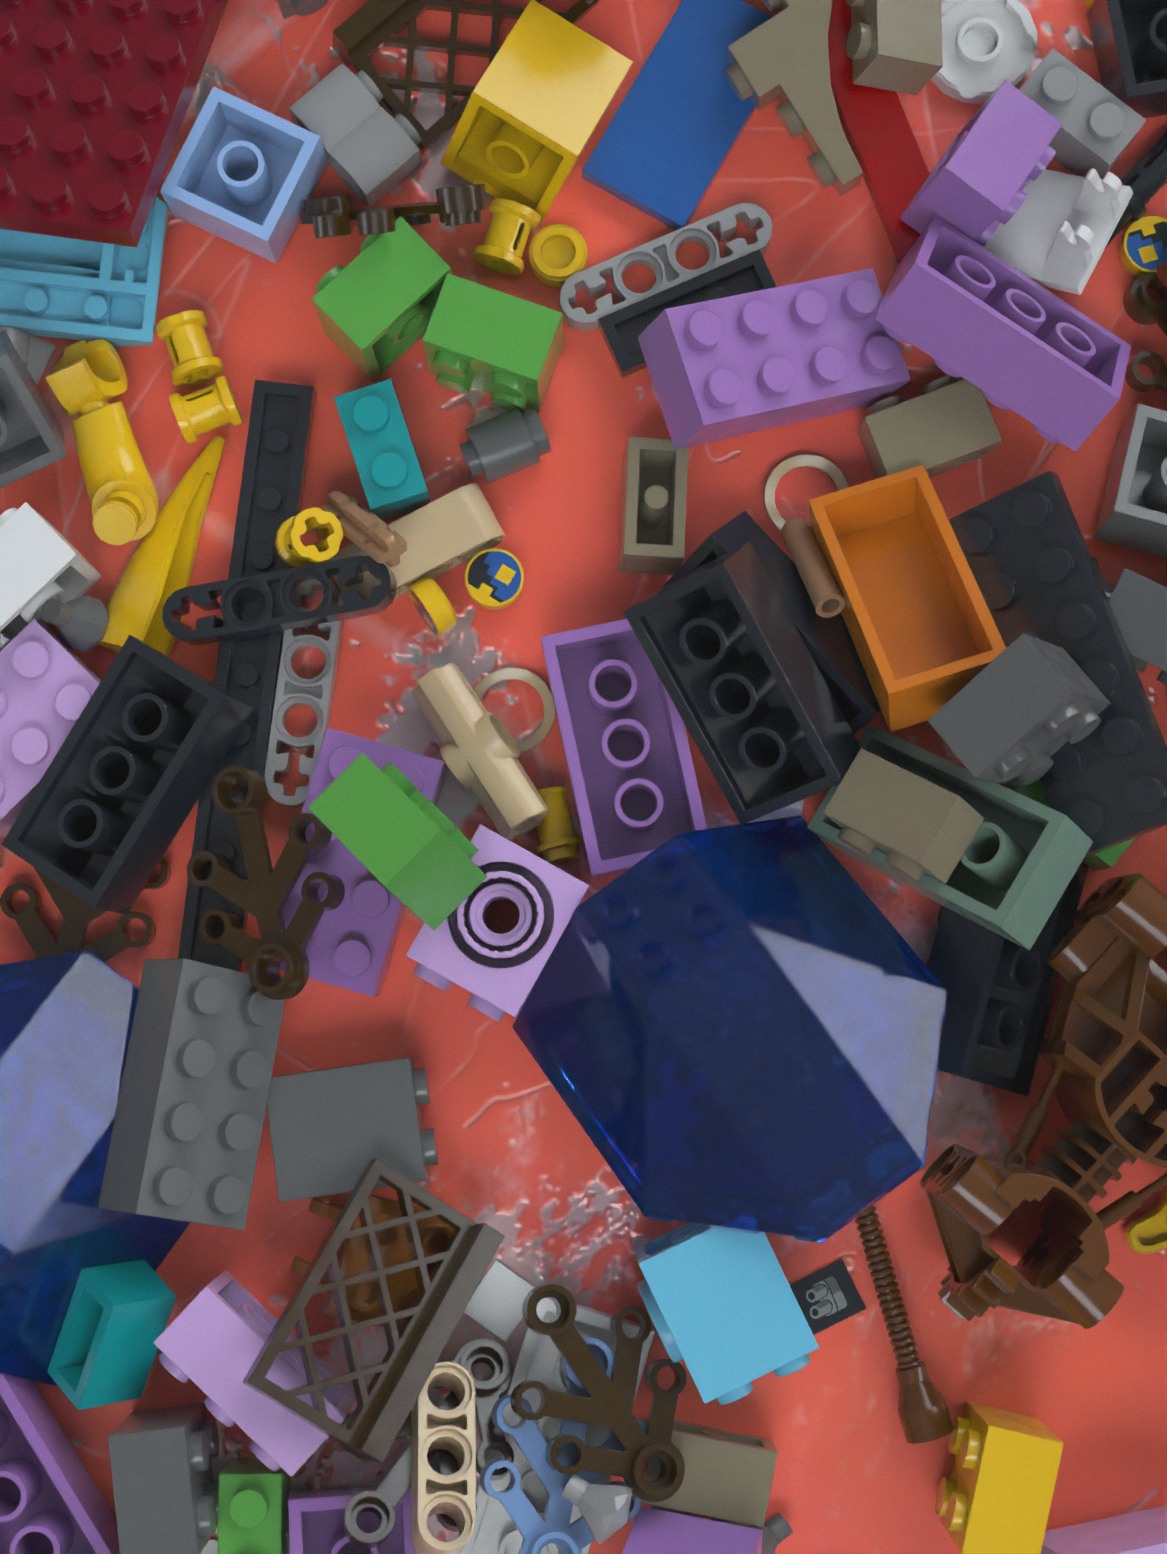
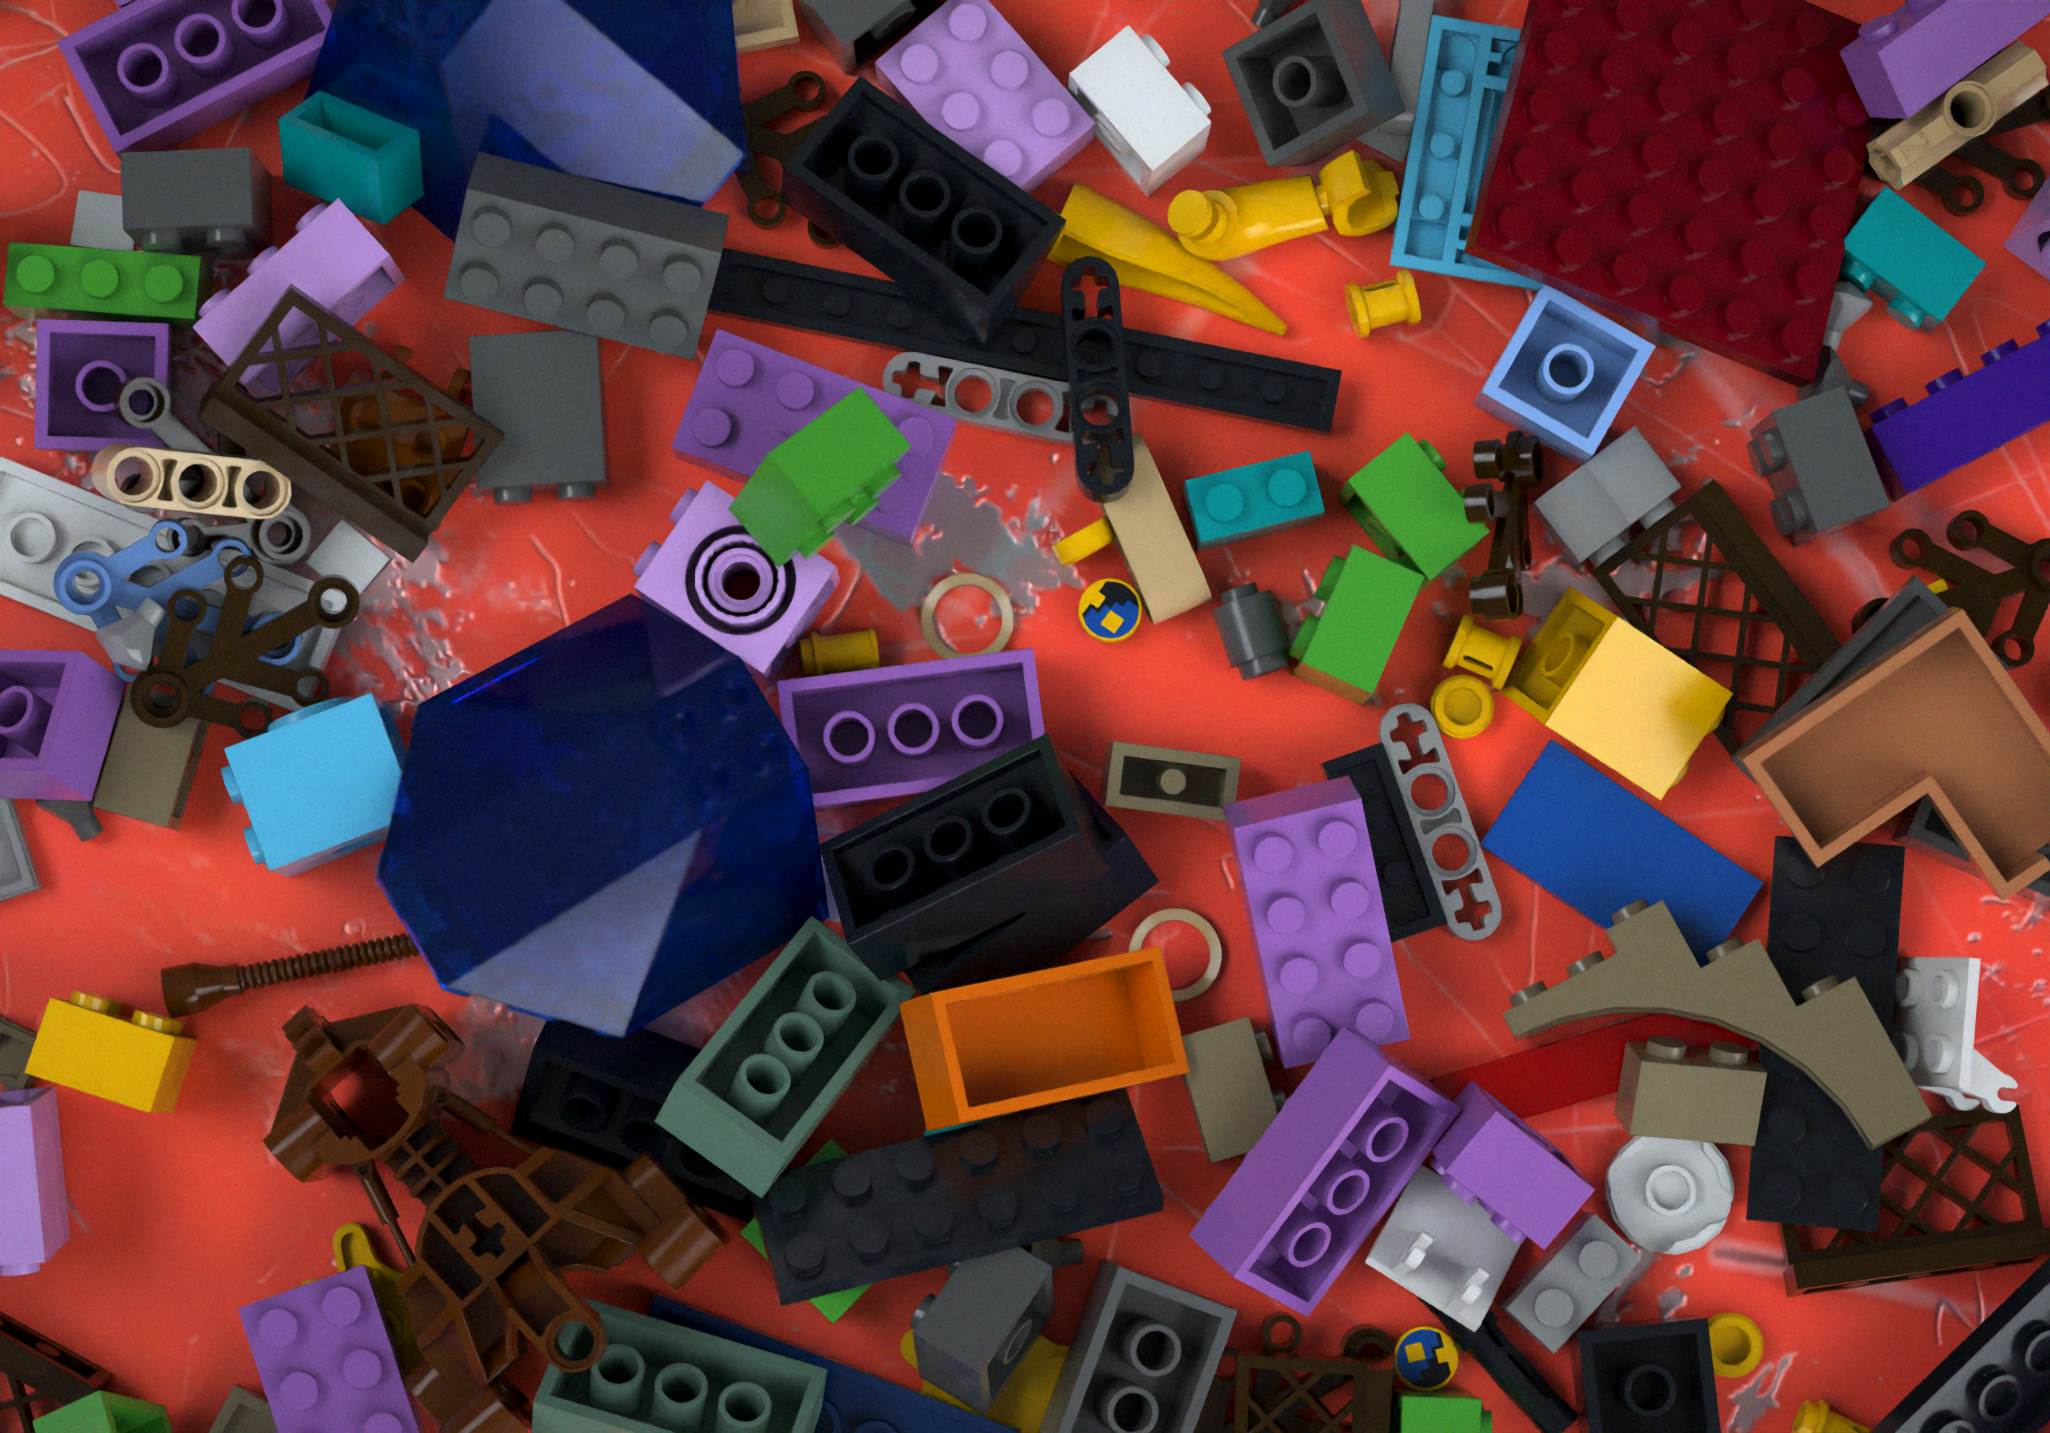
camera: 90 degrees right, 0 degrees up
(78, 622) = (1094, 168): dark grey rock -> none
(205, 409) = (1314, 317): yellow bush -> none
(266, 888) = (789, 342): dark brown plant -> none
(306, 521) = (1169, 397): yellow bush -> none
(366, 529) = (1164, 472): medium nougat axle -> none
(480, 751) = (921, 579): tan piece -> none
(813, 567) = (1088, 945): medium nougat piece -> none
(827, 1296) = (319, 901): black sticker -> none
(902, 816) = (803, 1000): dark tan brick -> none
(1020, 713) = (899, 1129): dark grey brick -> none

